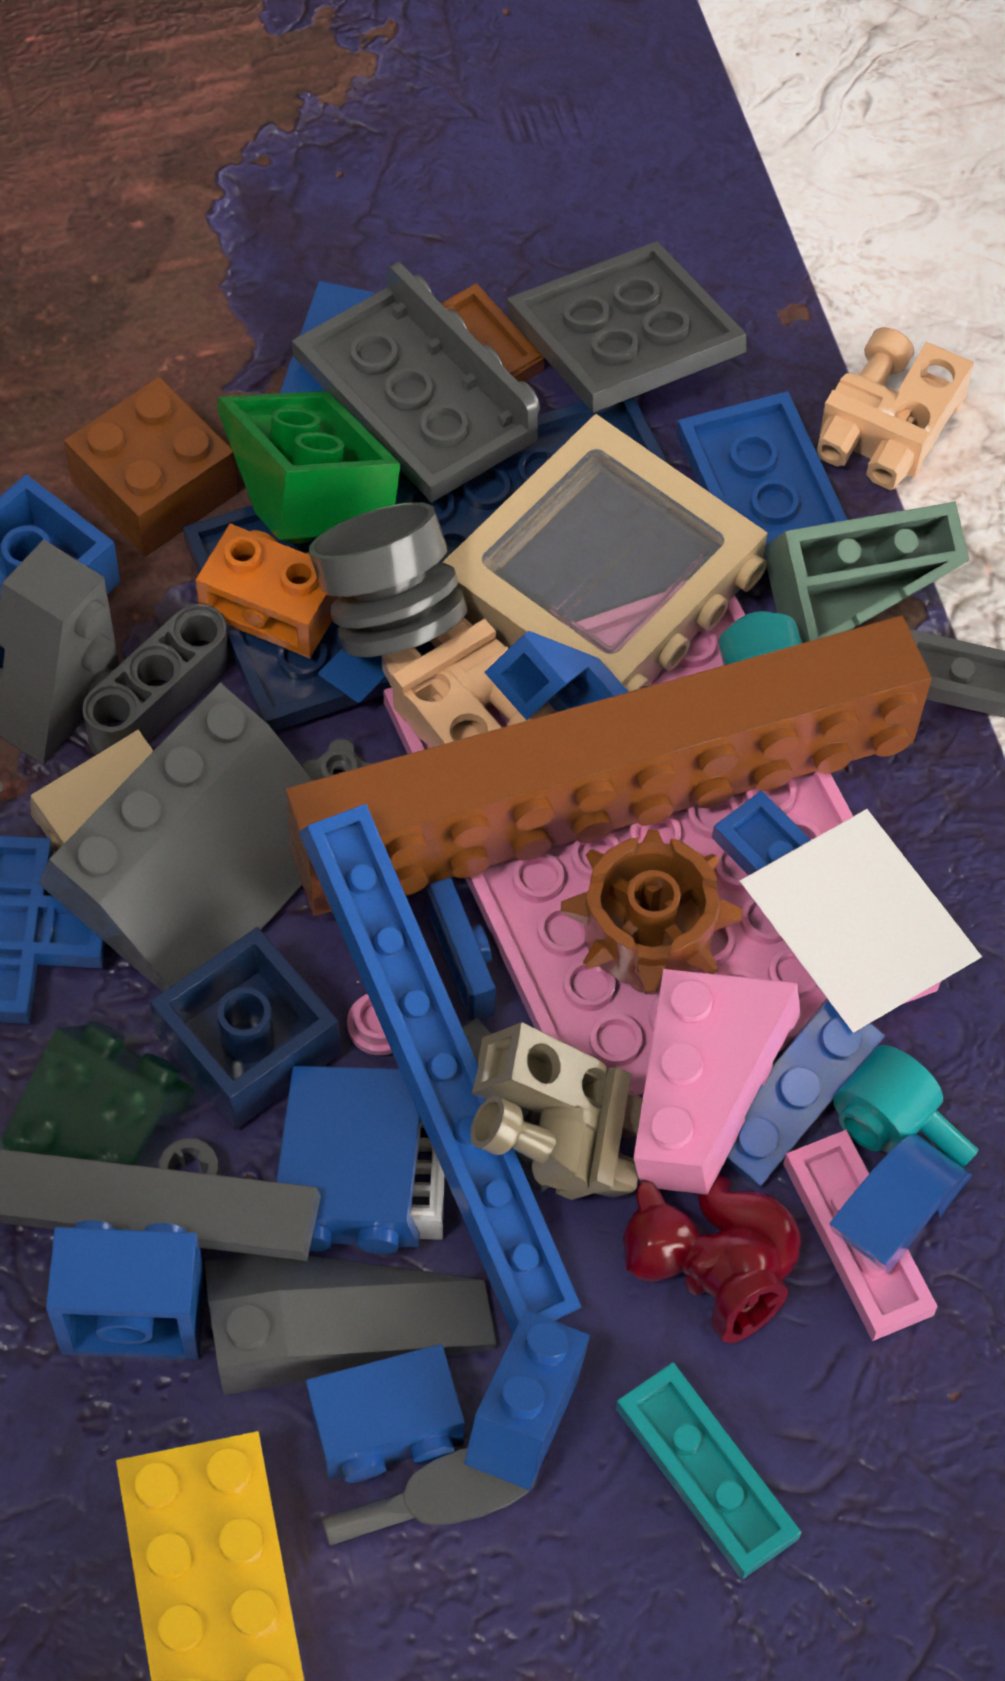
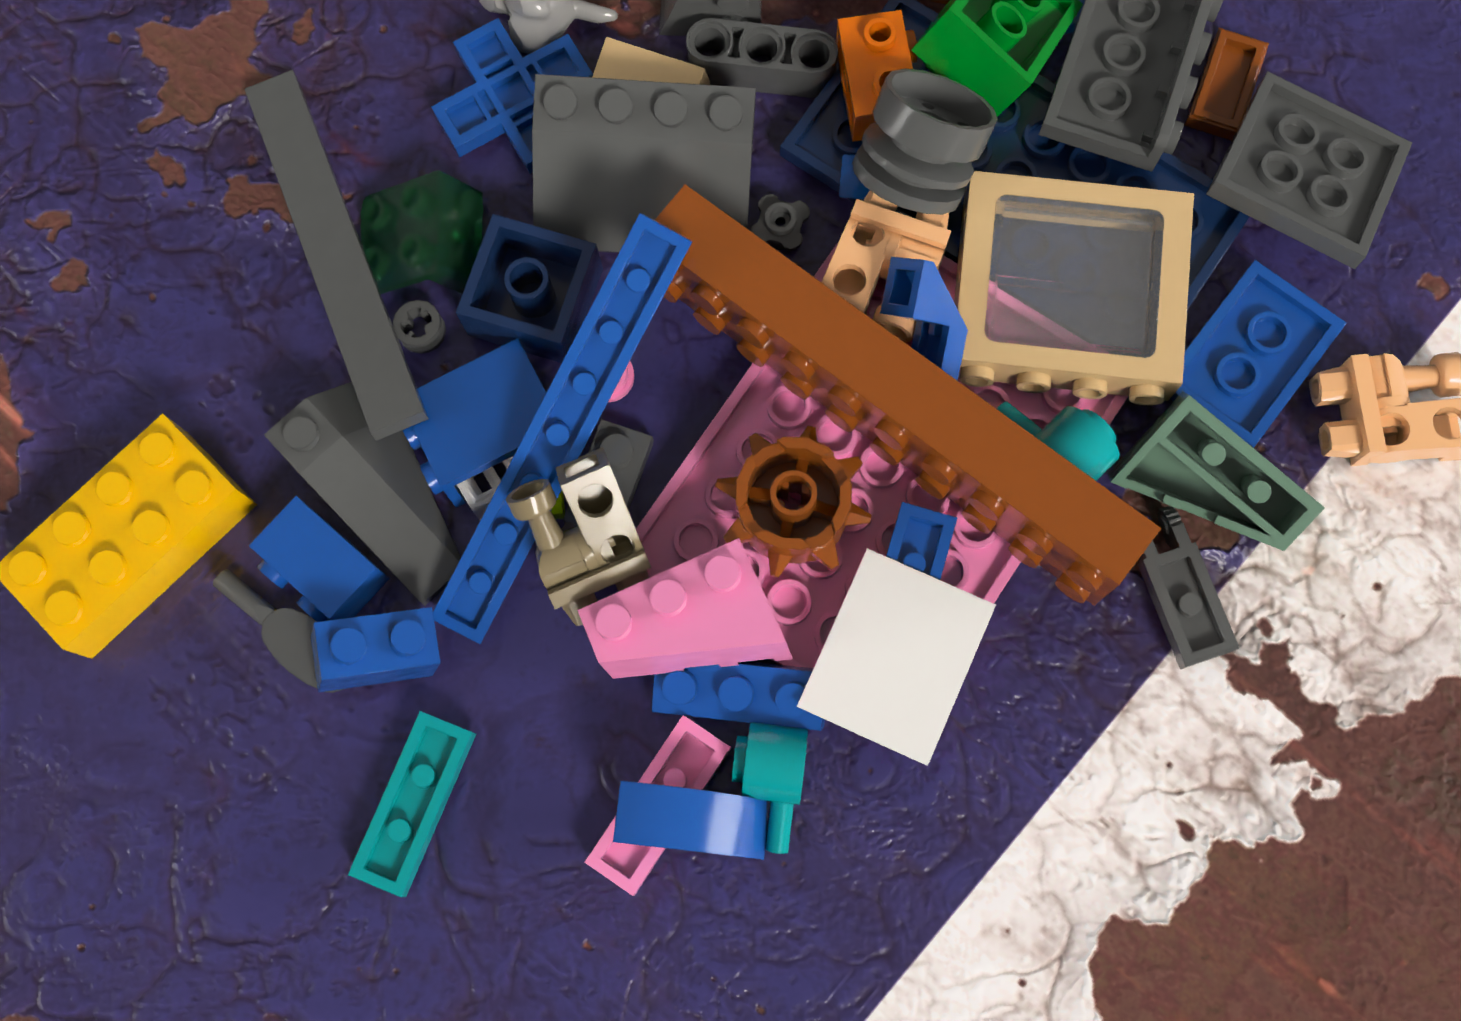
camera: 65 degrees right, 15 degrees up
(126, 1291) = (283, 336): blue brick -> none
(463, 949) = (695, 393): blue plate -> none
(735, 1266) = (570, 730): dark red animal -> none

